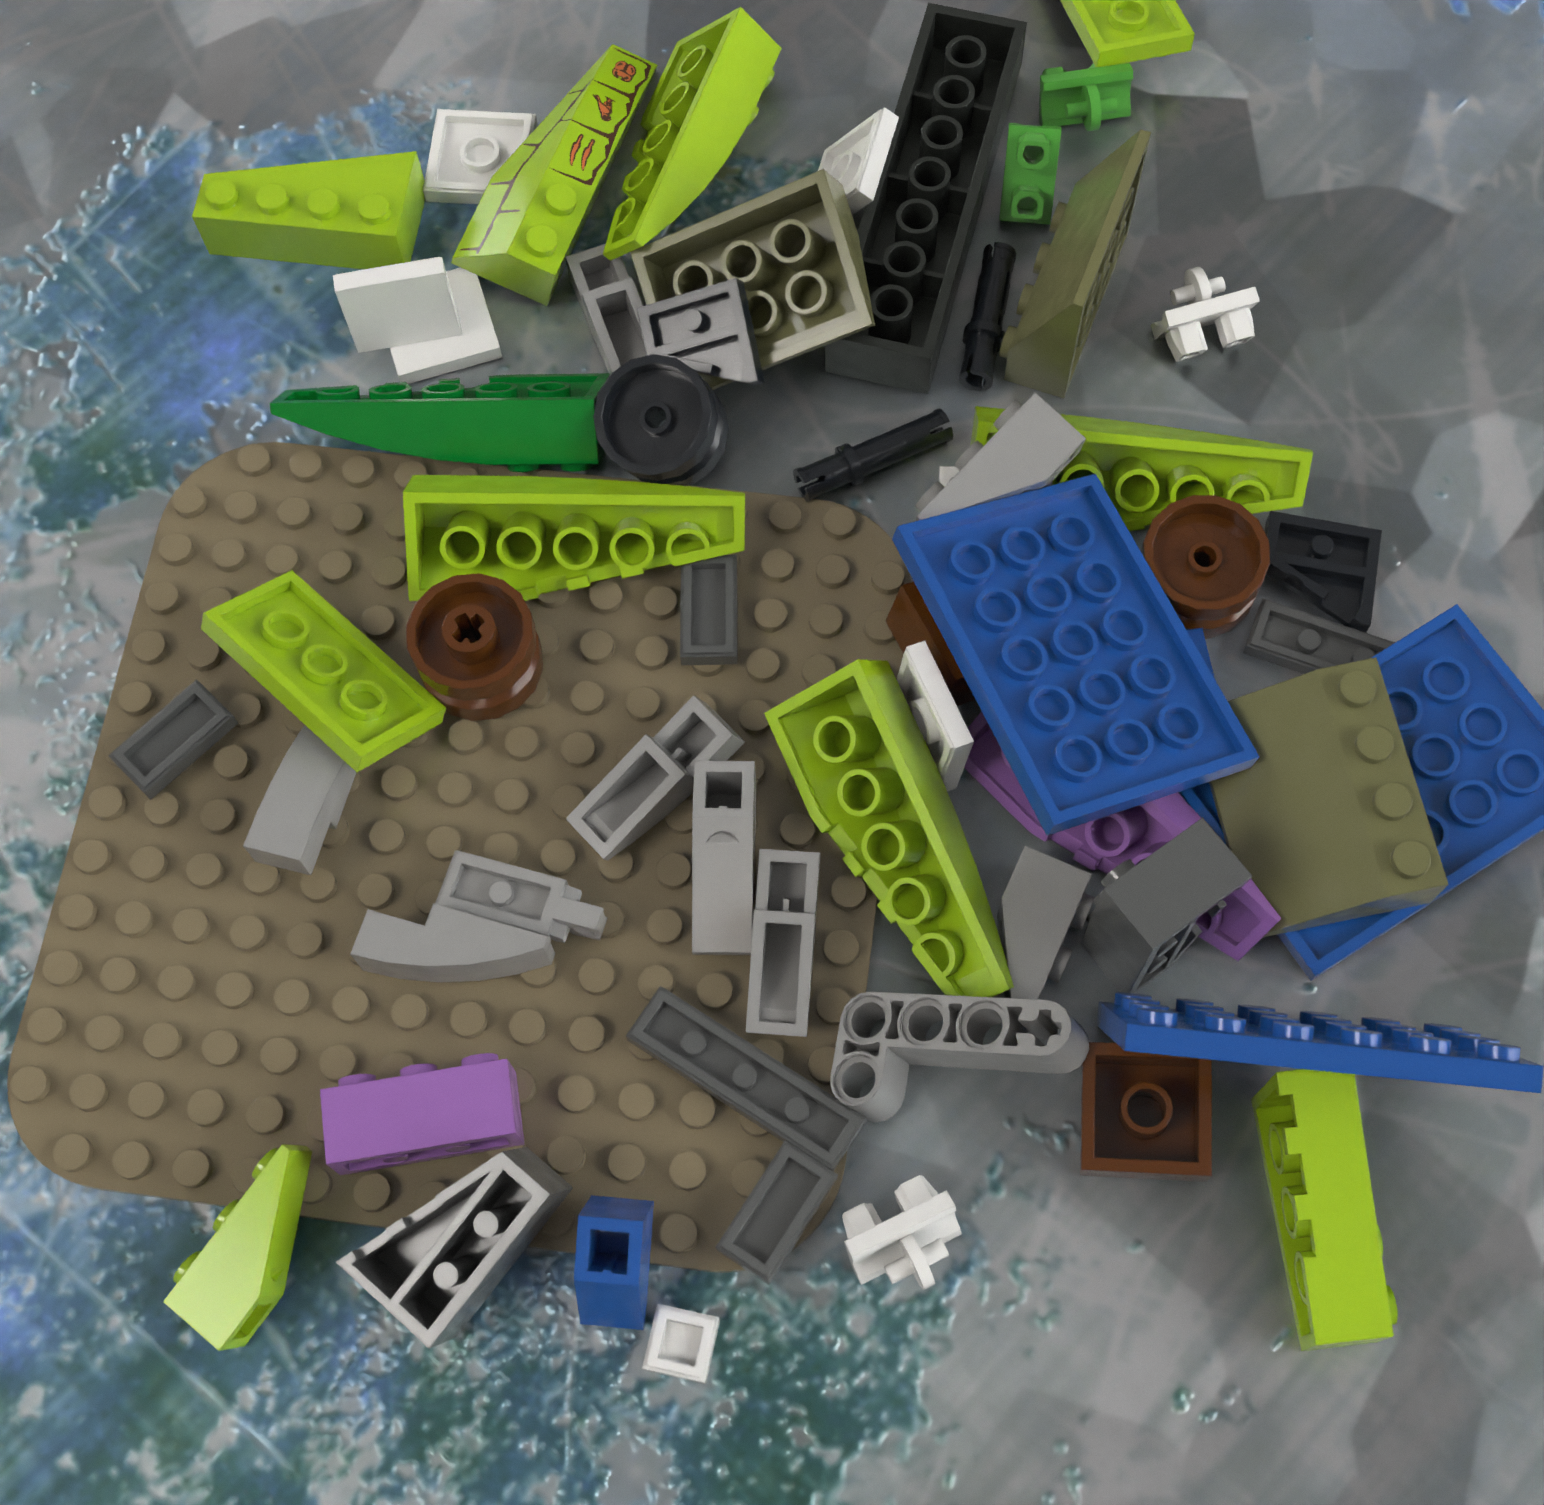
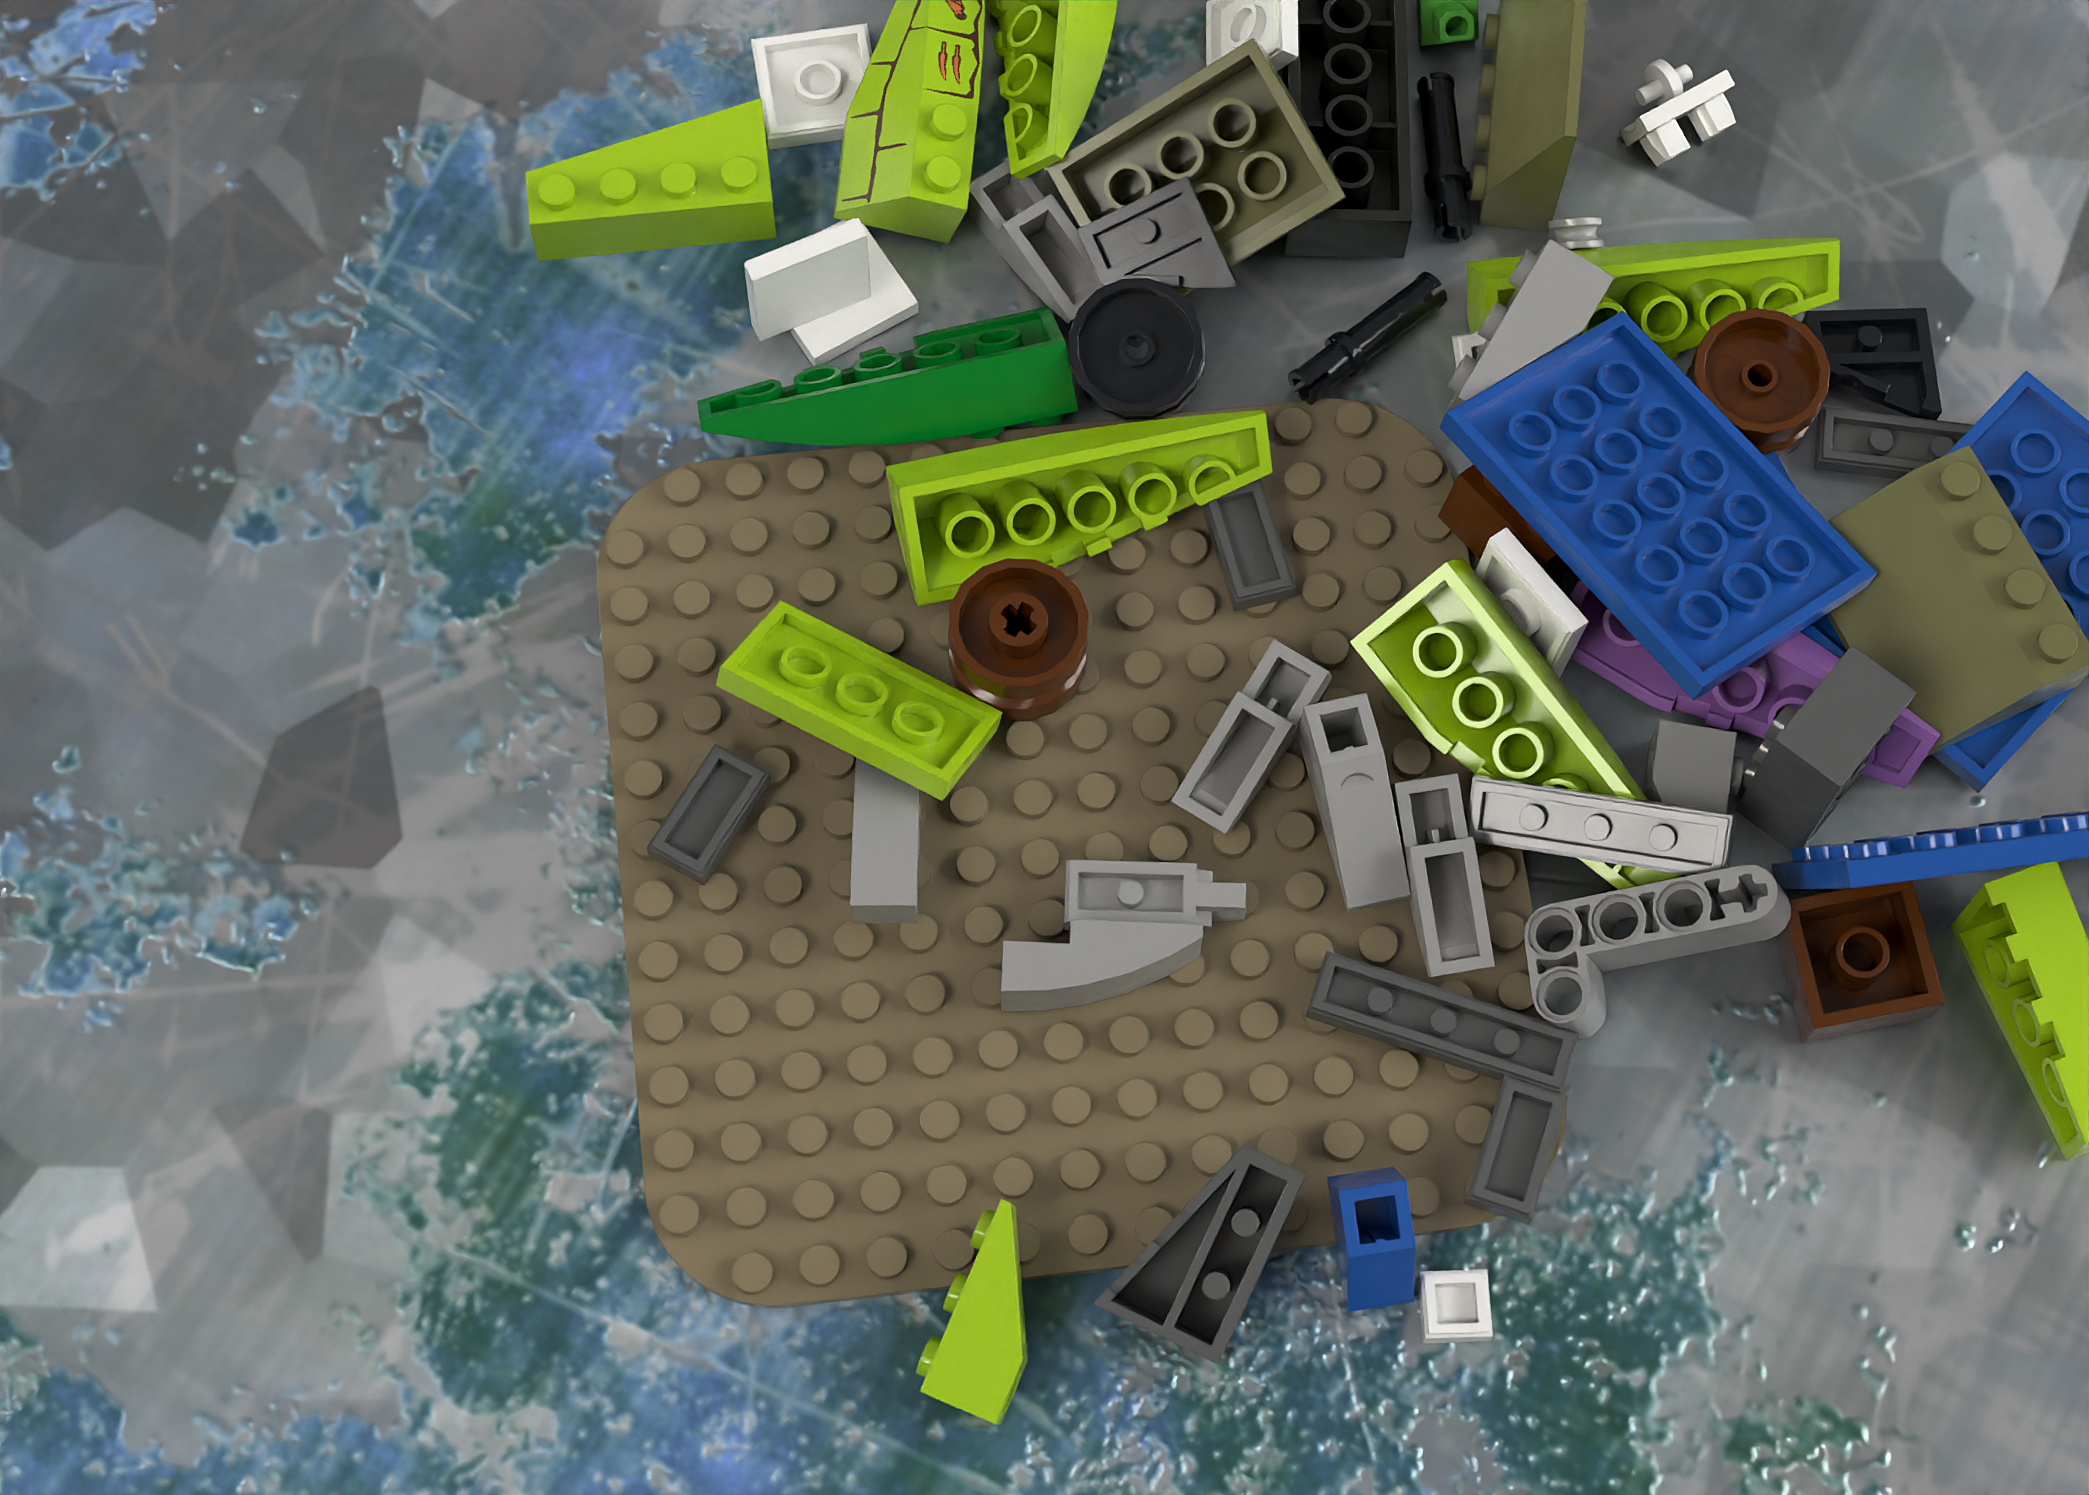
camera: 20 degrees left, 0 degrees up
(421, 1114) = (1125, 1139): medium lavender brick -> none
(906, 1241) = (1652, 1150): white hips -> none
(937, 932) = (1599, 826): none -> tile
(1082, 401) = (1577, 232): none -> light grey bush

